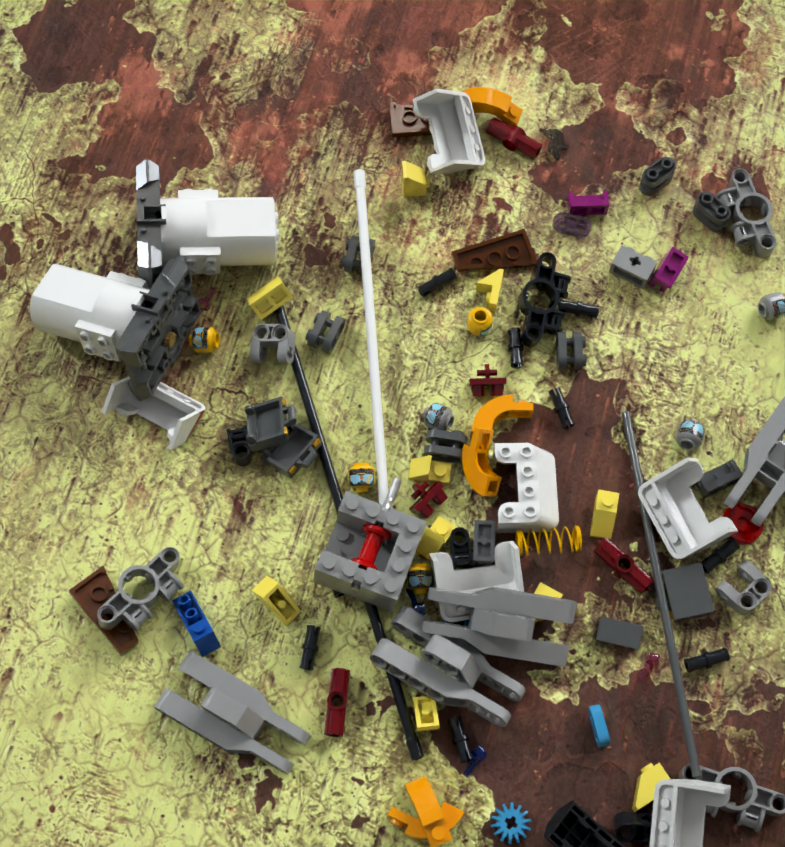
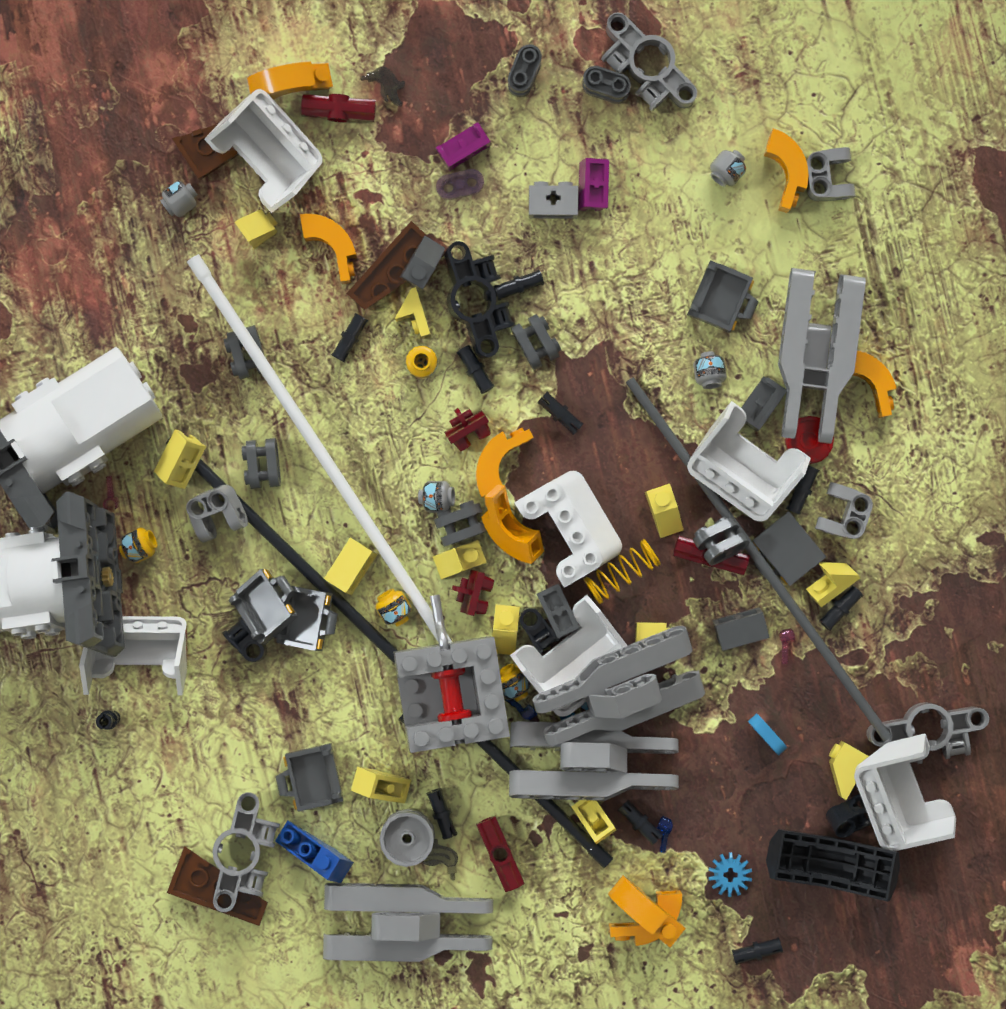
camera: 30 degrees left, 20 degrees up
(107, 442) = (108, 715): none -> black pin
(228, 568) = (312, 778): none -> dark grey piece
(269, 636) = (412, 823): none -> light grey wheel
(290, 680) = (444, 855): none -> clear smoke piece
(347, 433) = (350, 566): none -> light yellow hinge
(371, 139) = (179, 198): none -> light grey head
(461, 208) = (326, 230): none -> light orange arch
(516, 257) = (422, 263): none -> dark grey slope
(637, 552) = (721, 530): none -> dark grey brick
(713, 635) = (836, 580): none -> light yellow slope
(724, 391) = (722, 296): none -> dark grey piece

